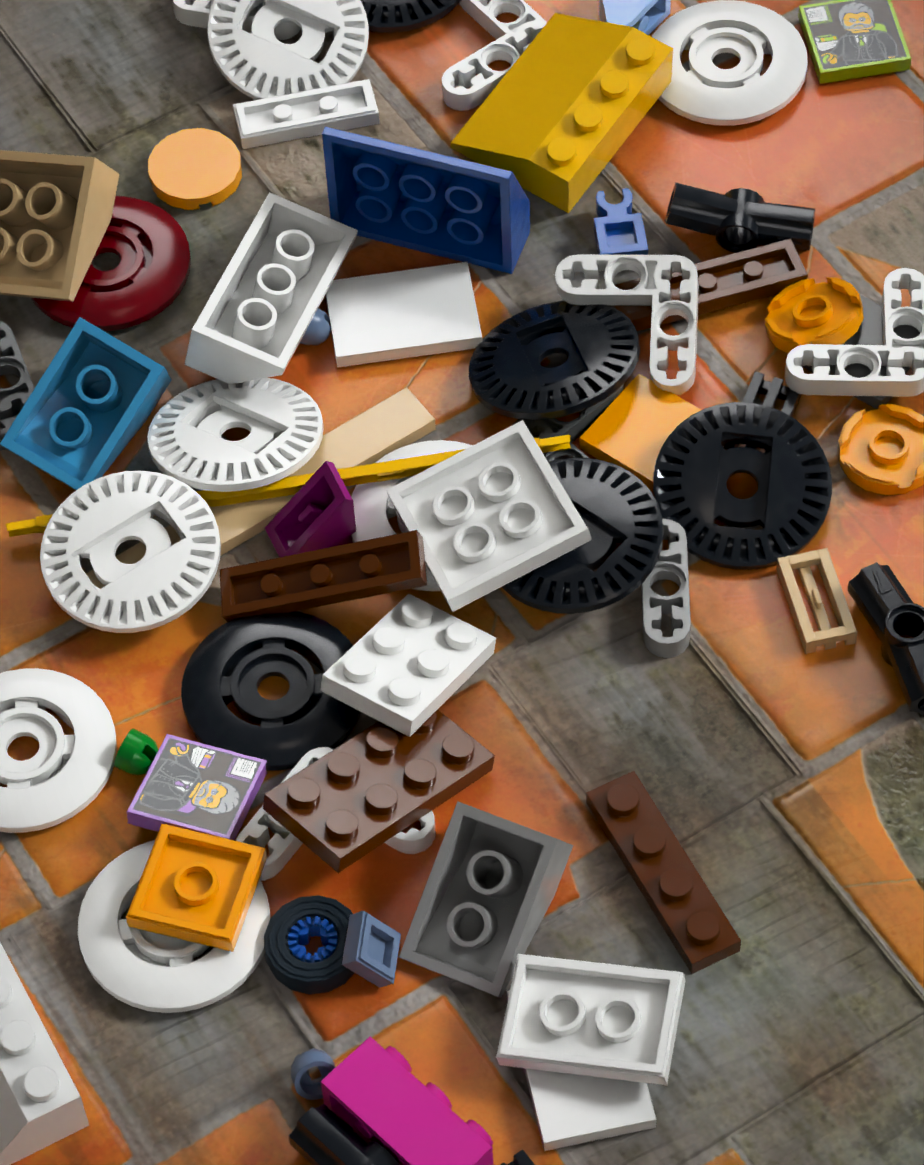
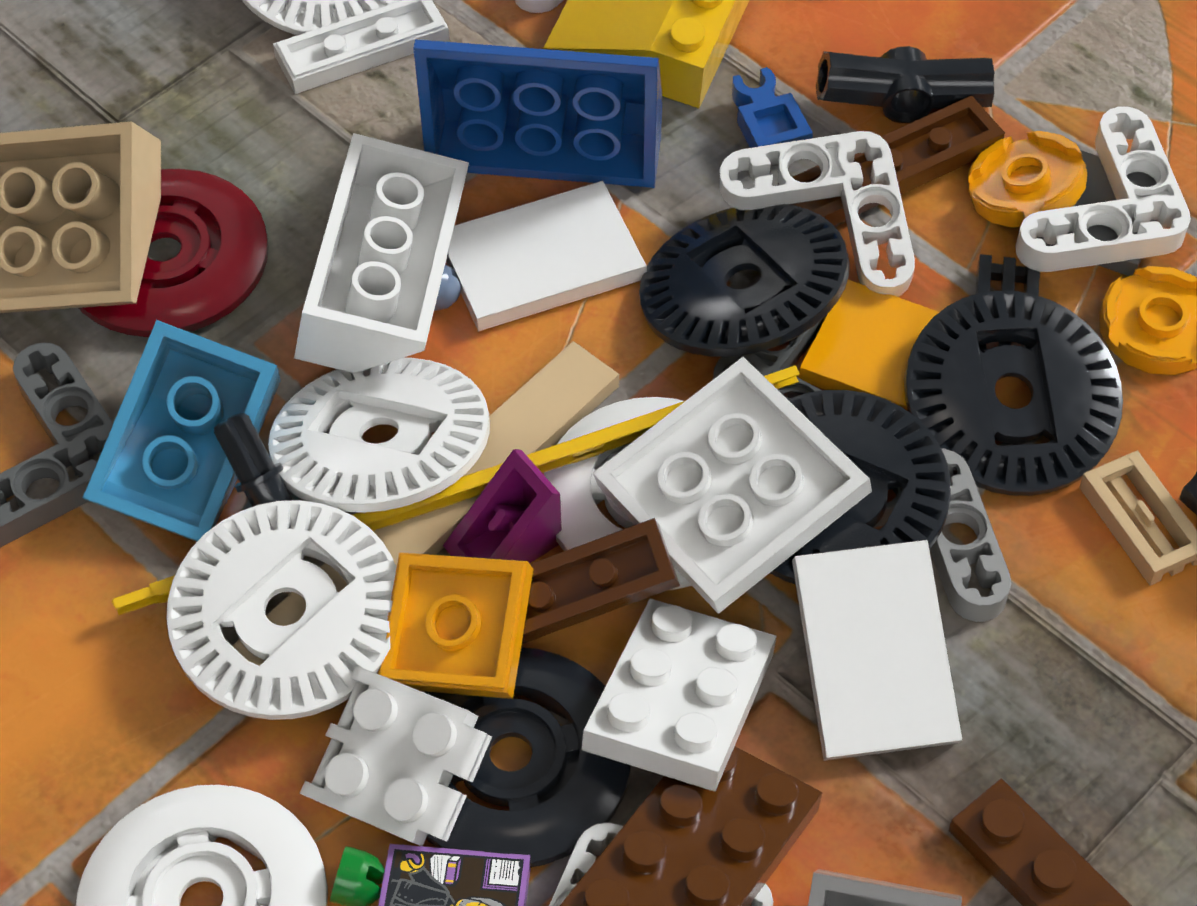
camera: 15 degrees left, 0 degrees up
(129, 437) = (251, 461): none -> black axle
(186, 674) = (397, 757): none -> white plate
(194, 168) = (245, 124): light orange tile -> none
(253, 585) = (457, 624): none -> light orange tile
(565, 660) = (876, 650): none -> white tile

